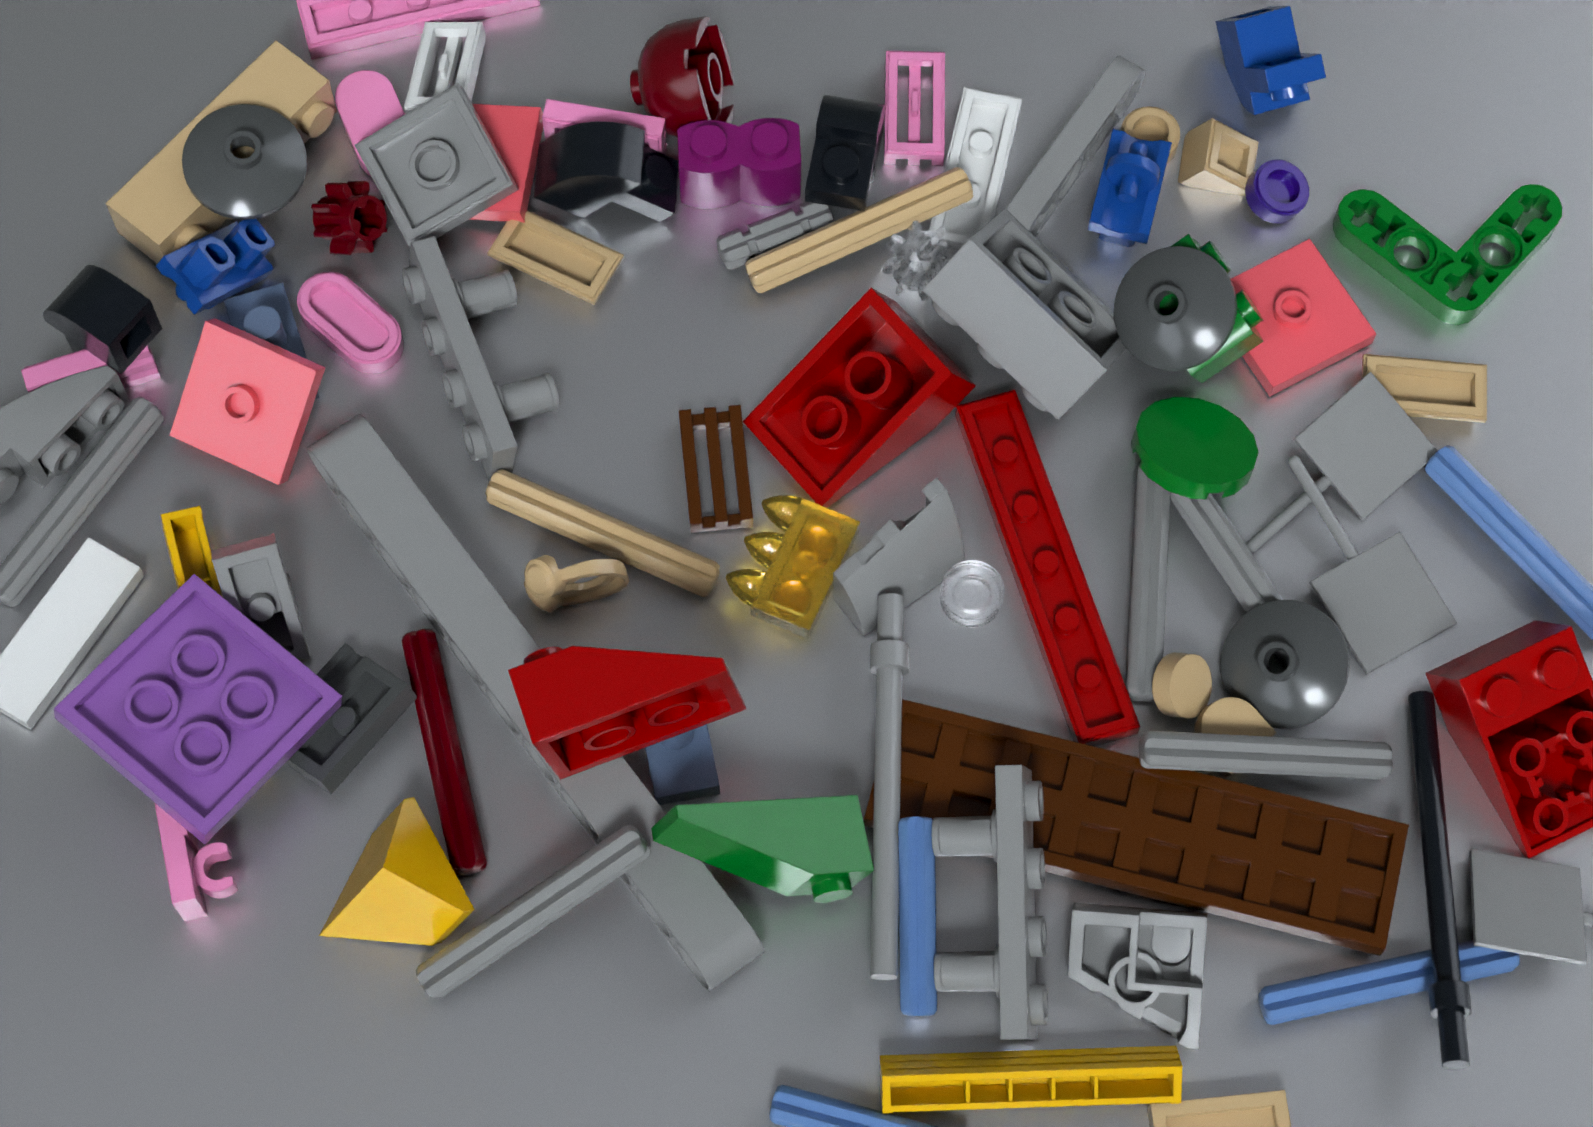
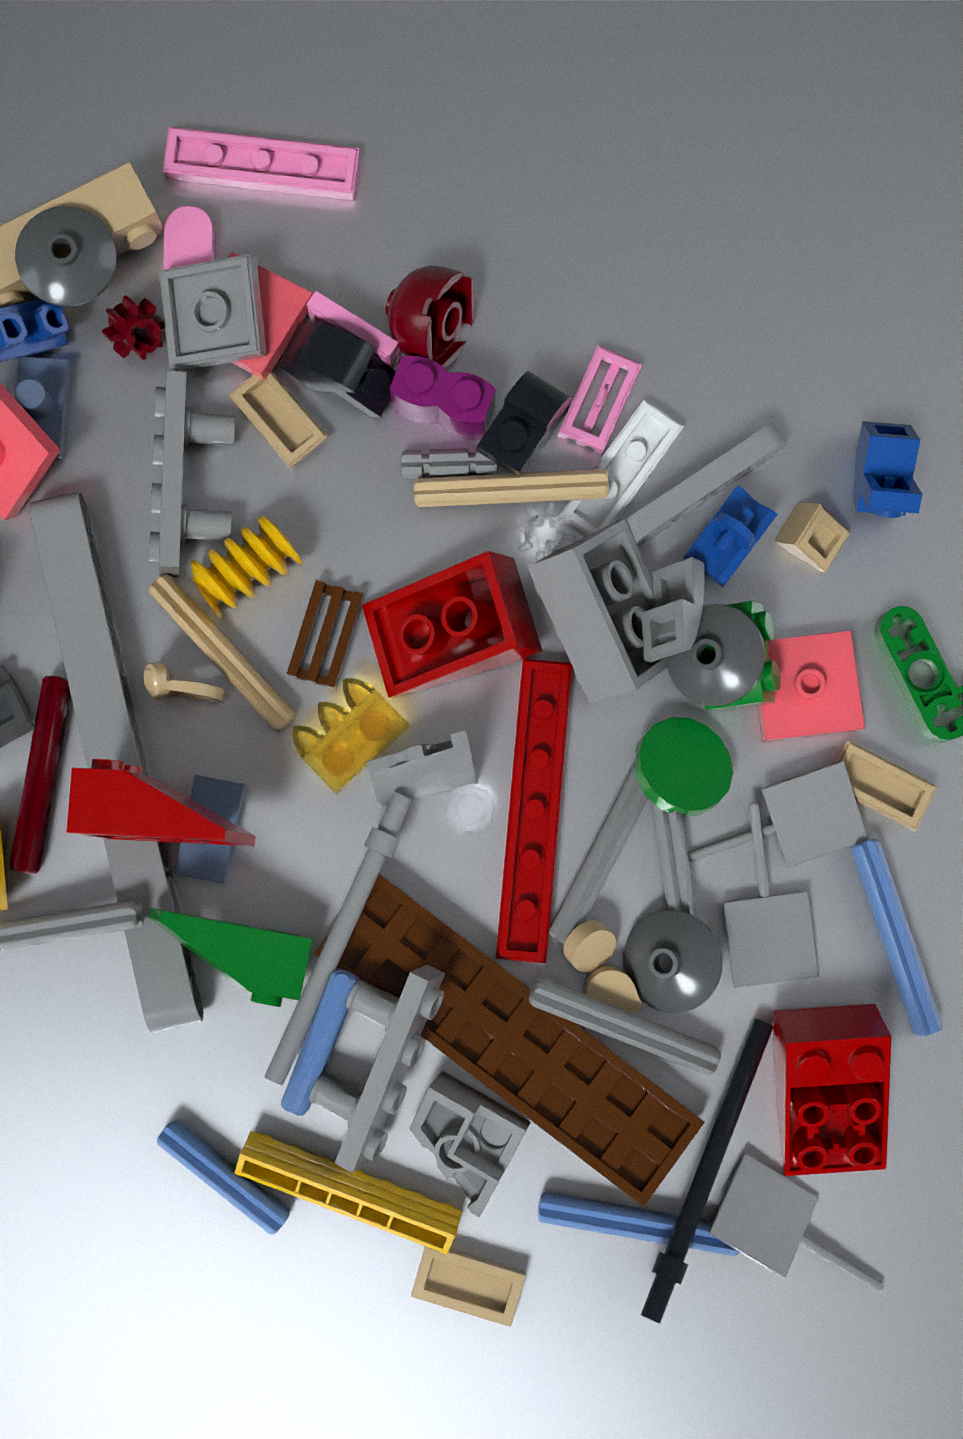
camera: 20 degrees right, 15 degrees up
(350, 322) = (107, 410): bright pink tile -> none
(426, 56) = (265, 232): white tile -> none
(586, 418) = (243, 565): none -> yellow piece
(1107, 278) = (676, 611): none -> light grey slope
(1153, 125) = (772, 491): tan tile -> none
(1277, 191) = (844, 580): dark purple tile -> none

